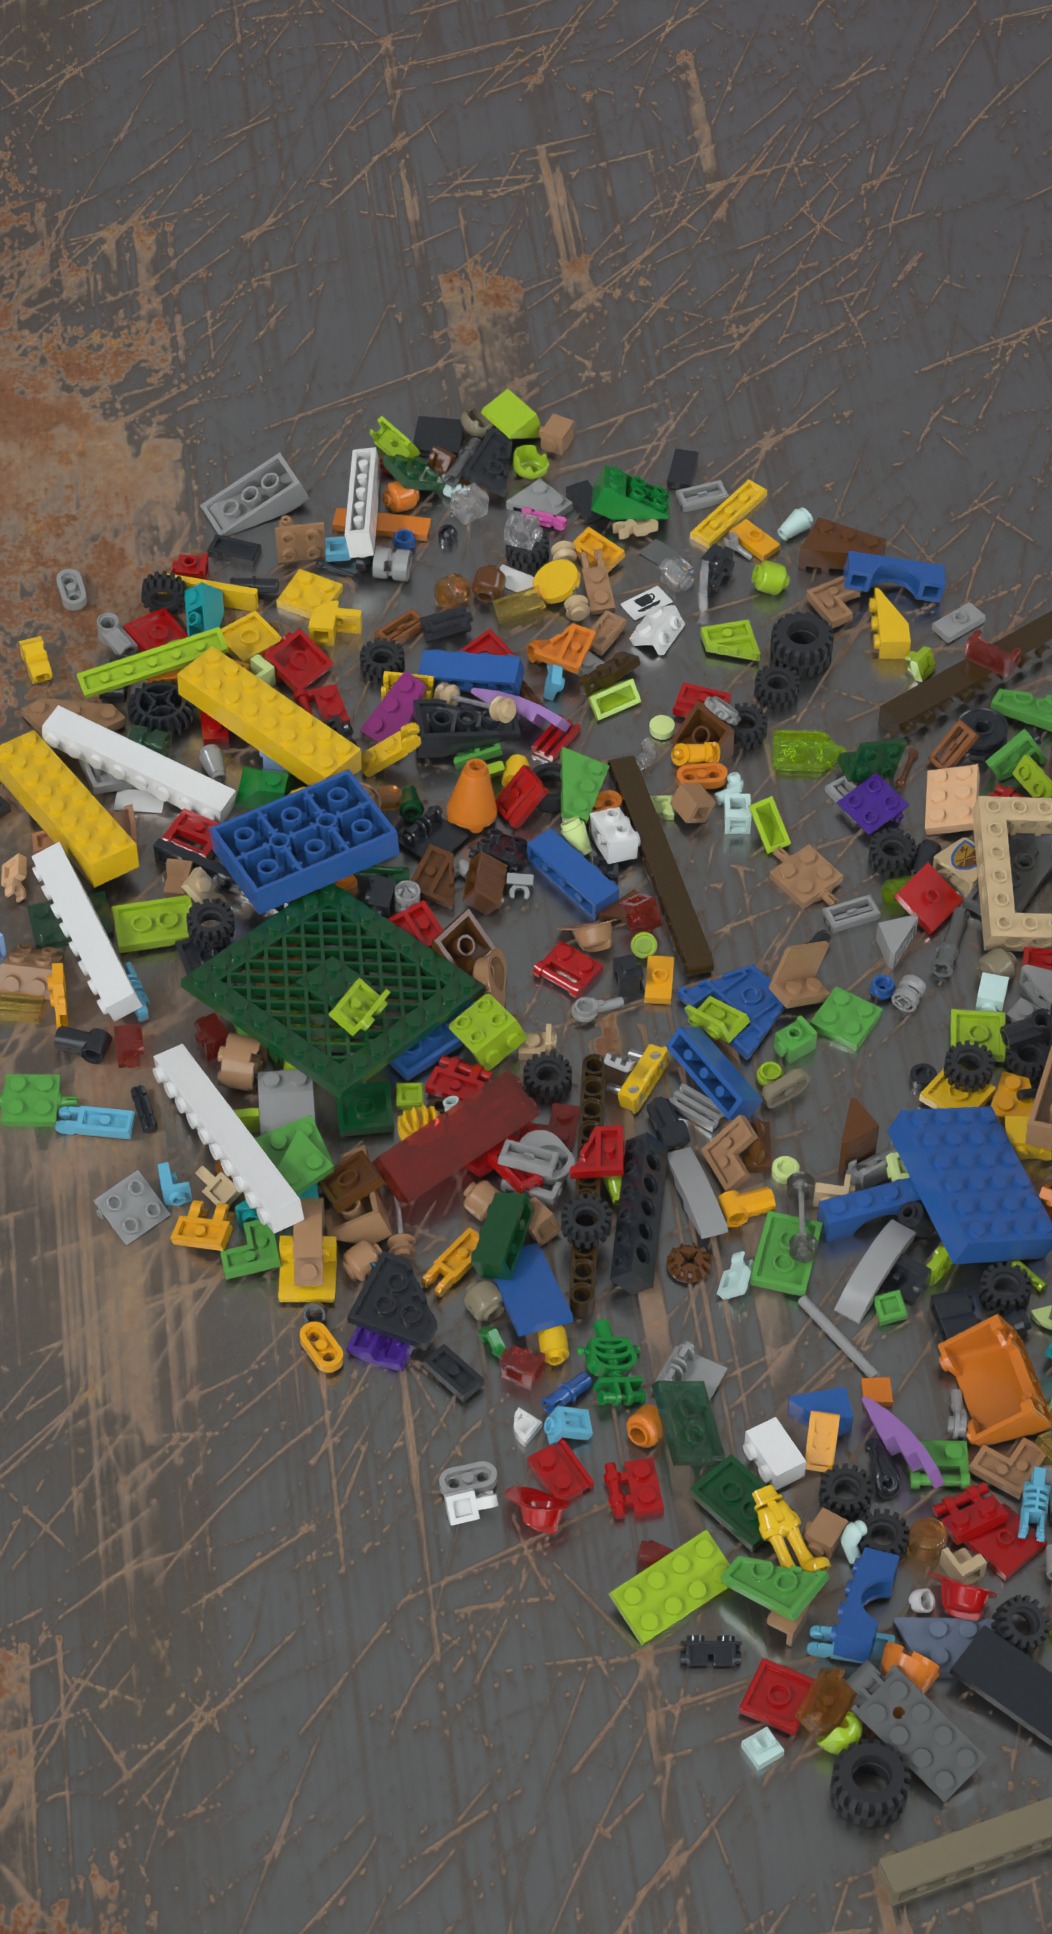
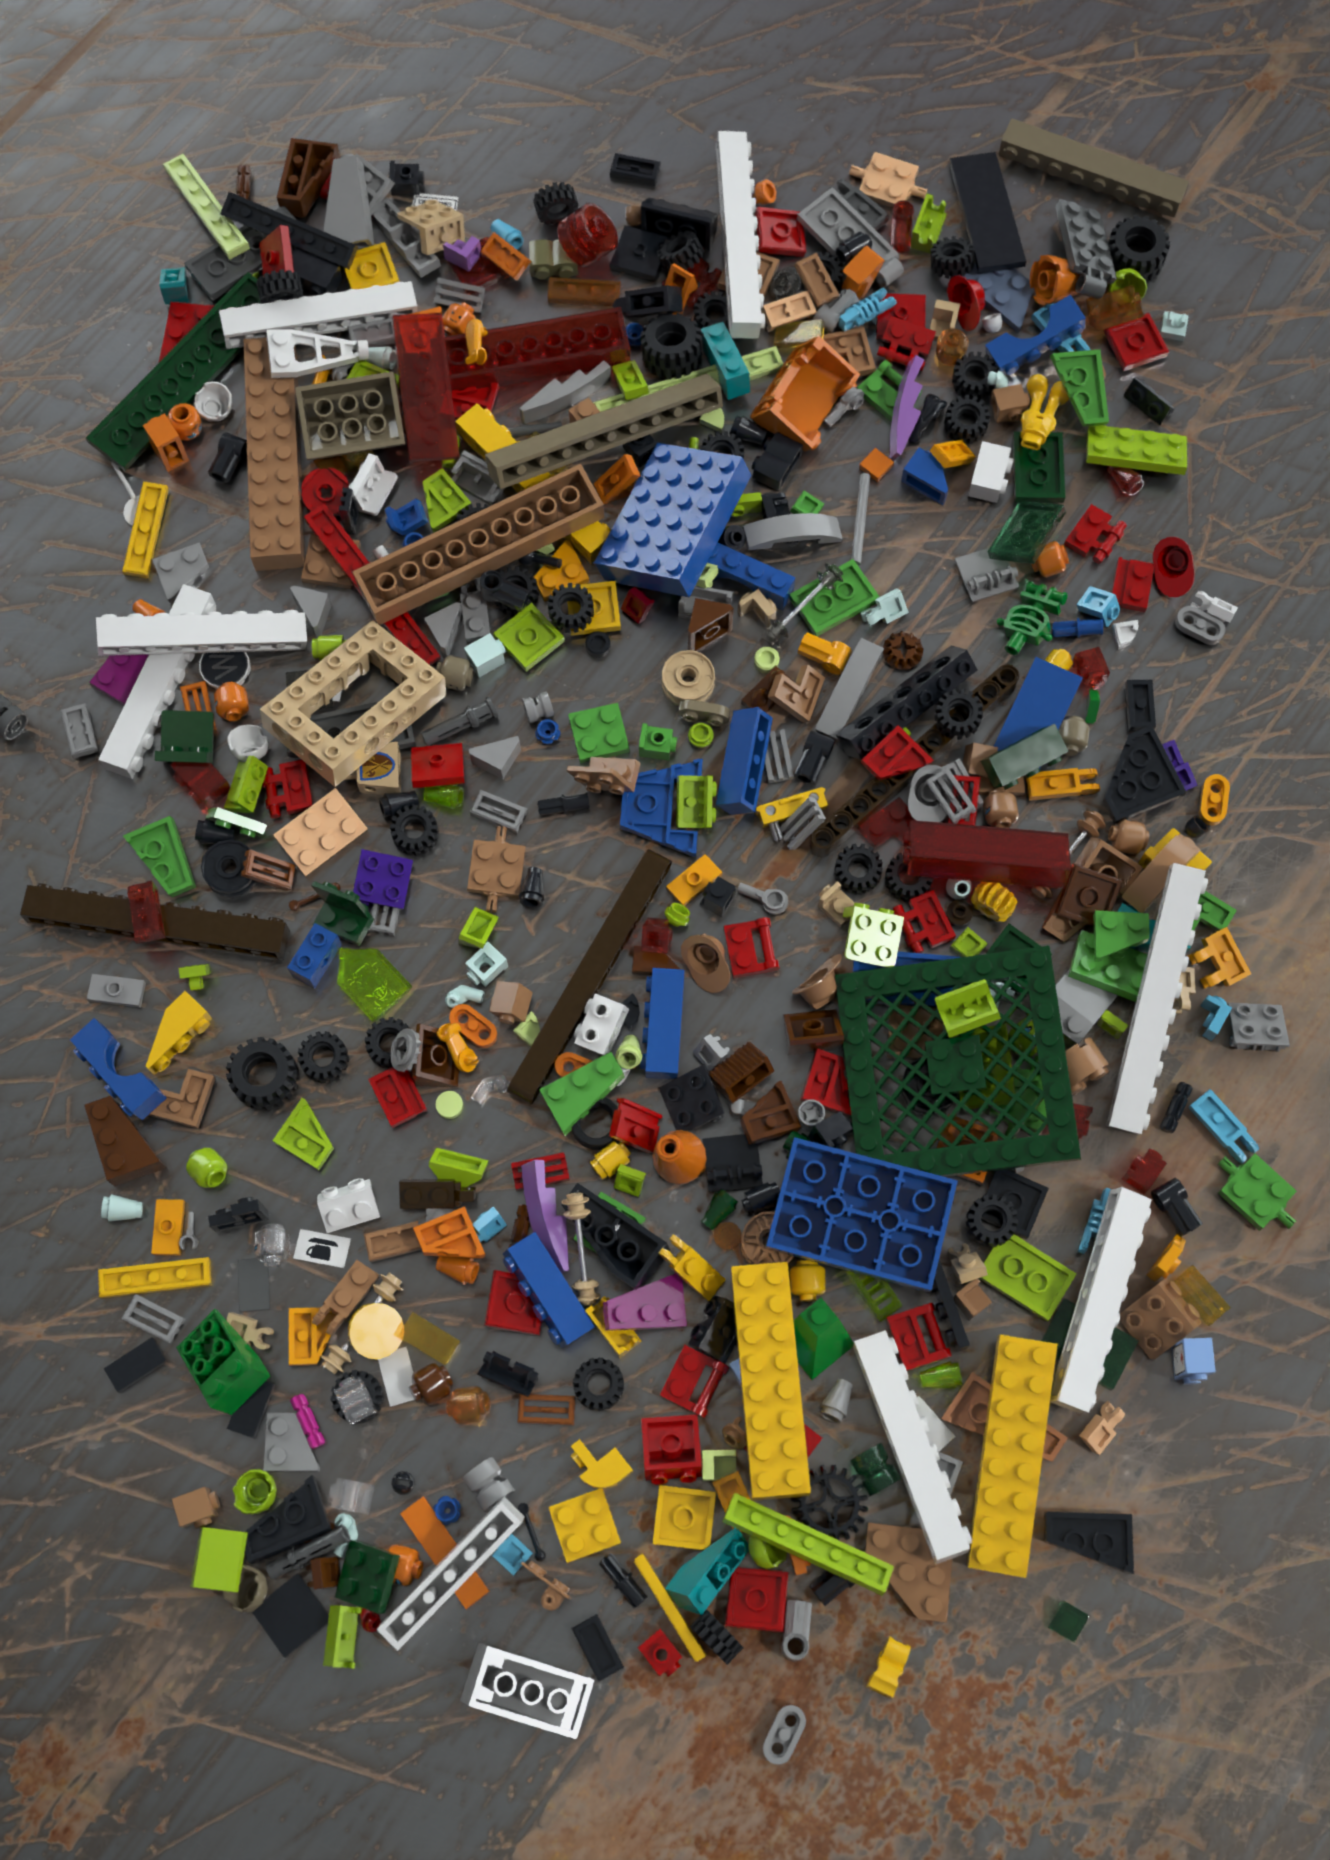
camera: 135 degrees left, 20 degrees up
(154, 827) = (942, 1376): none -> clear neon green cone
(764, 881) = (532, 889): none -> black cone
(824, 1100) = (688, 664): none -> tan wheel
(855, 724) = (314, 955): none -> blue brick

